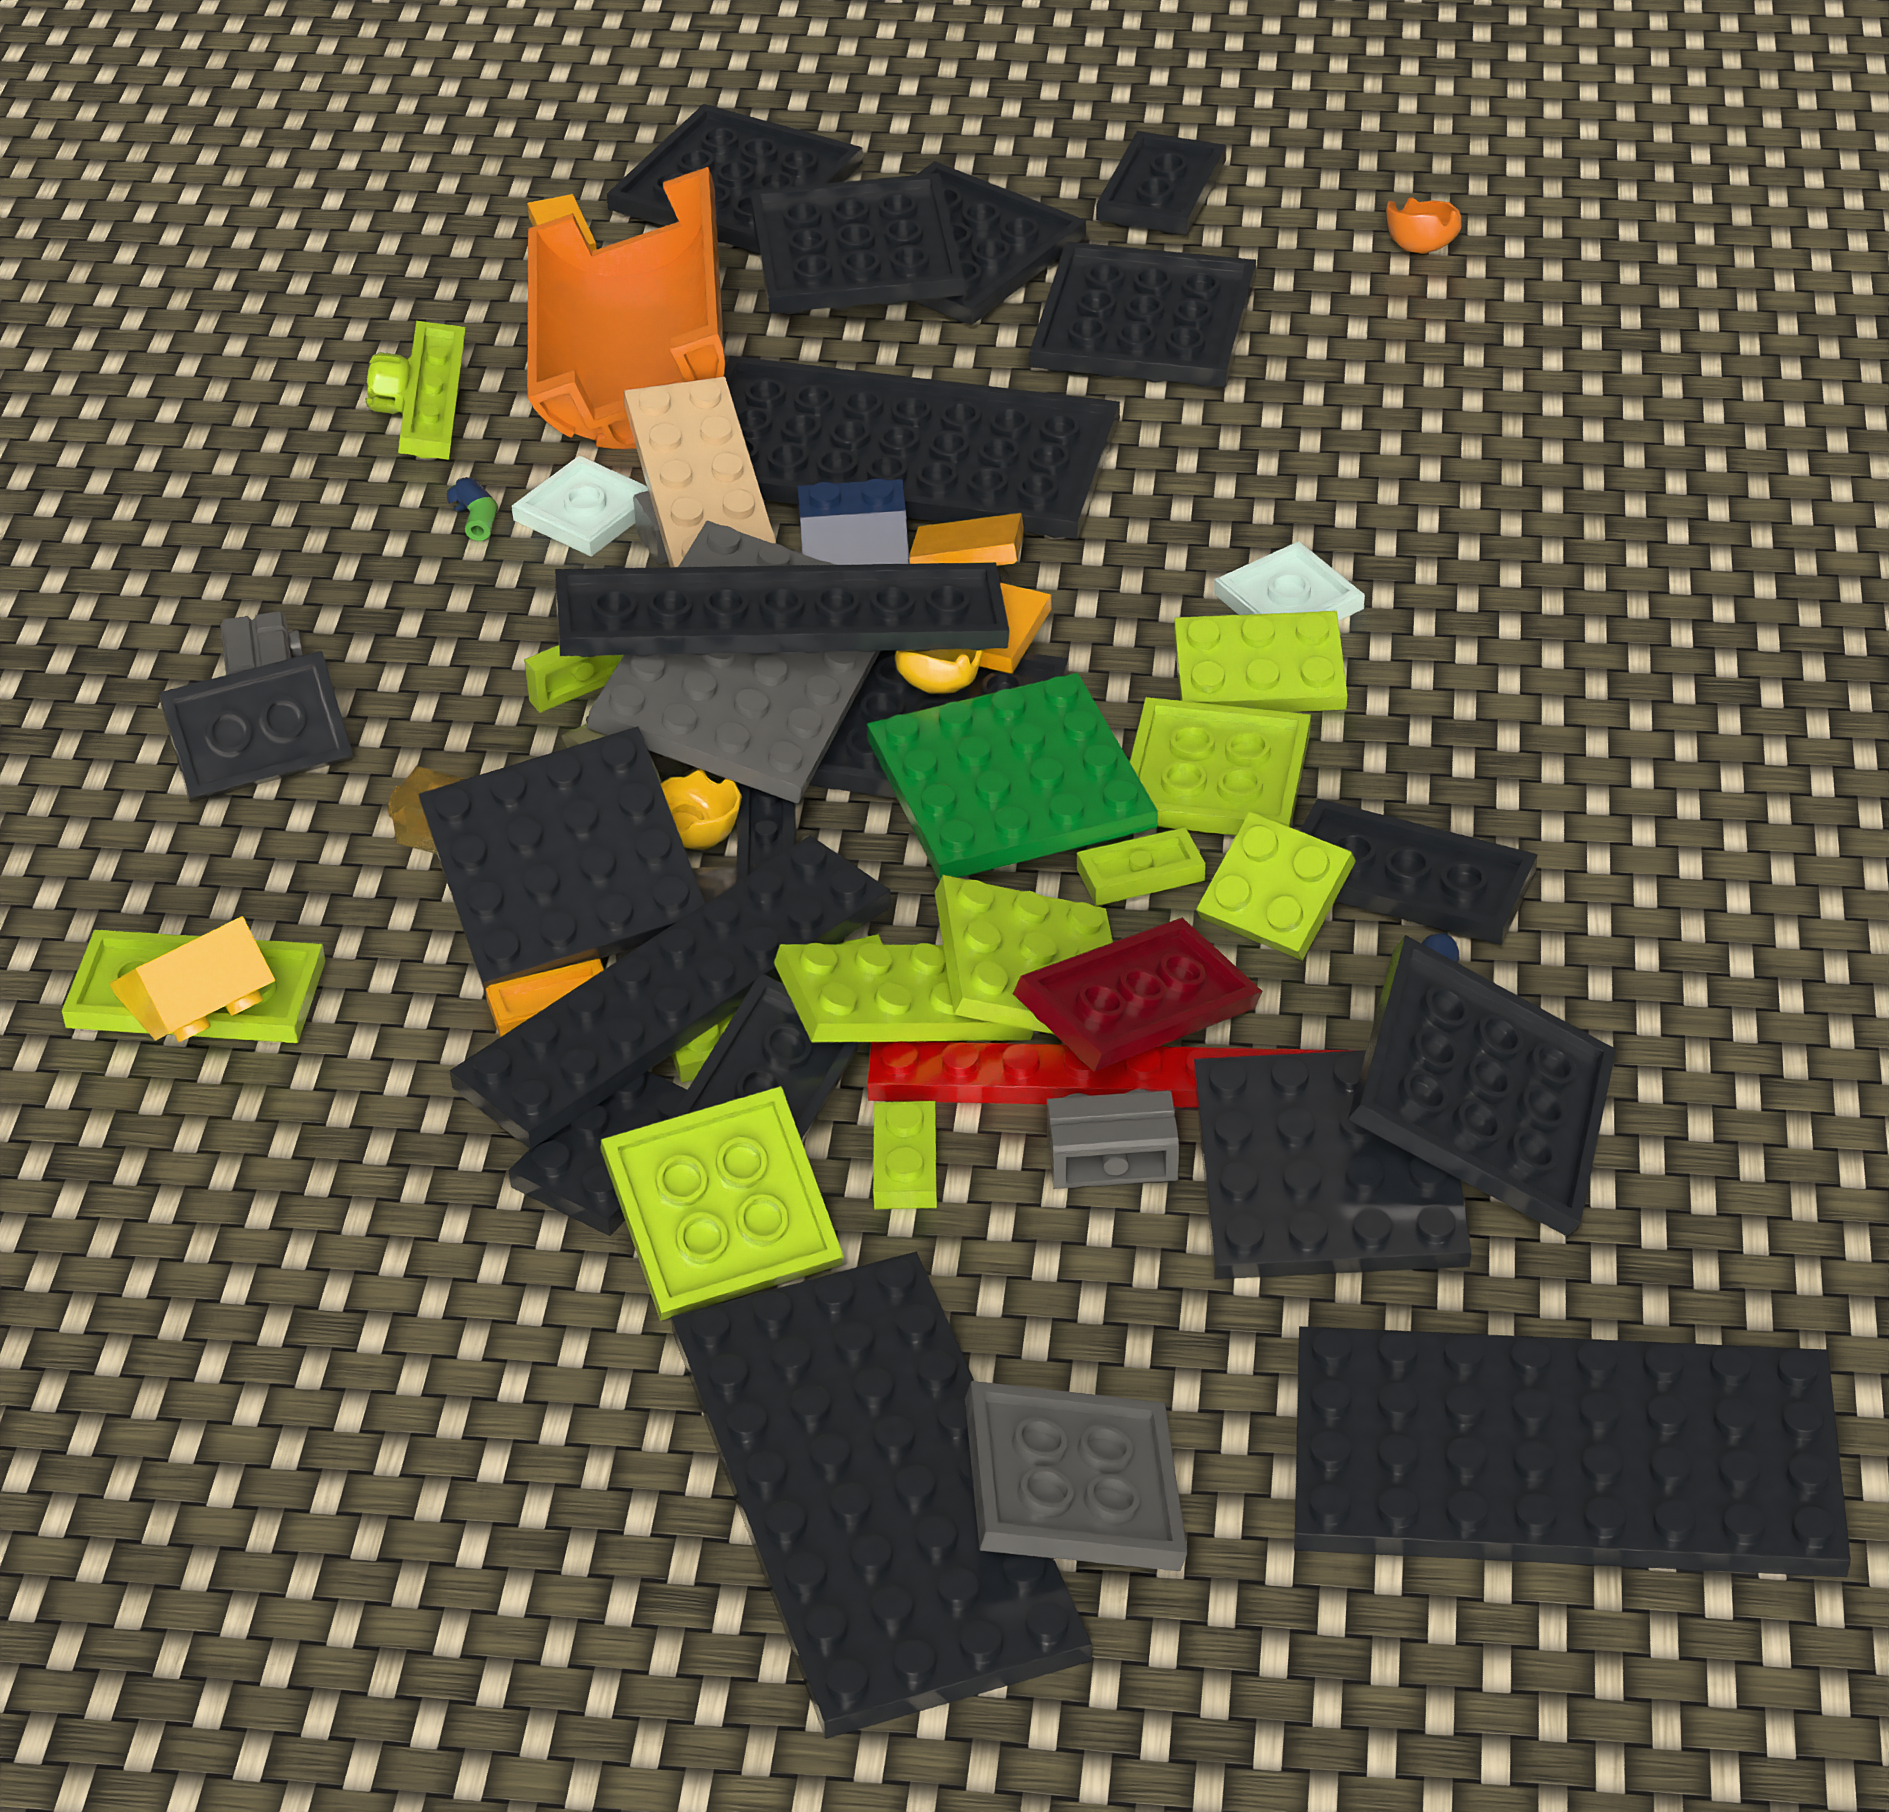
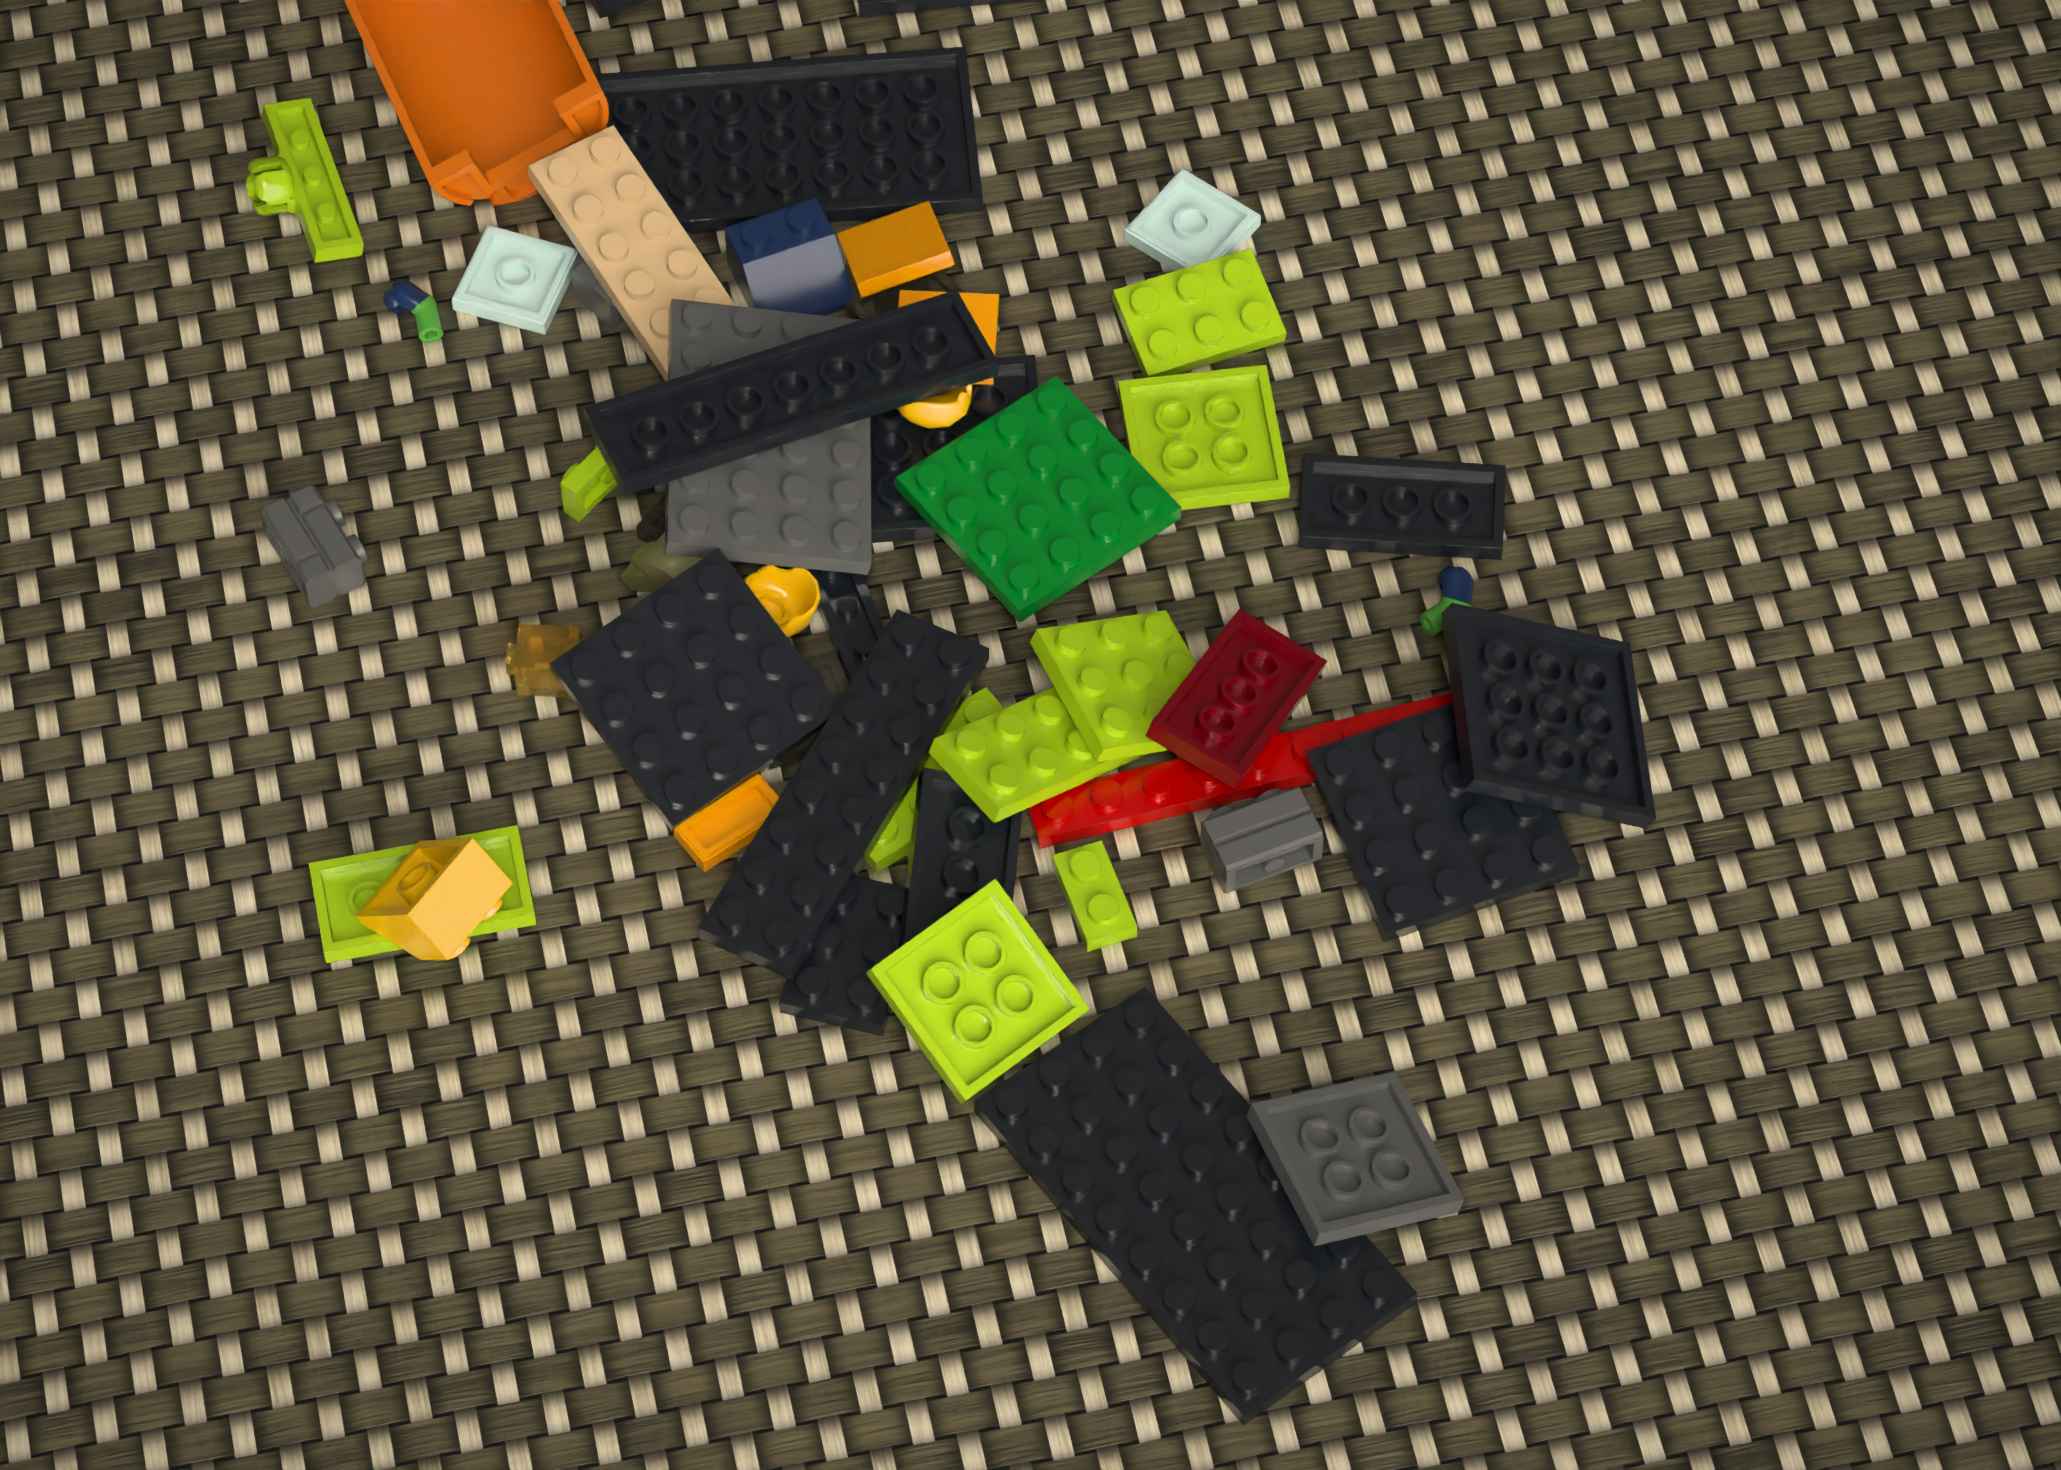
camera: 20 degrees left, 15 degrees up
(255, 726) = (347, 614): black plate -> none
(1140, 866) = (1178, 559): lime plate -> none
(1276, 885) = (1302, 553): lime plate -> none
(1568, 1452) = (1706, 1023): black plate -> none

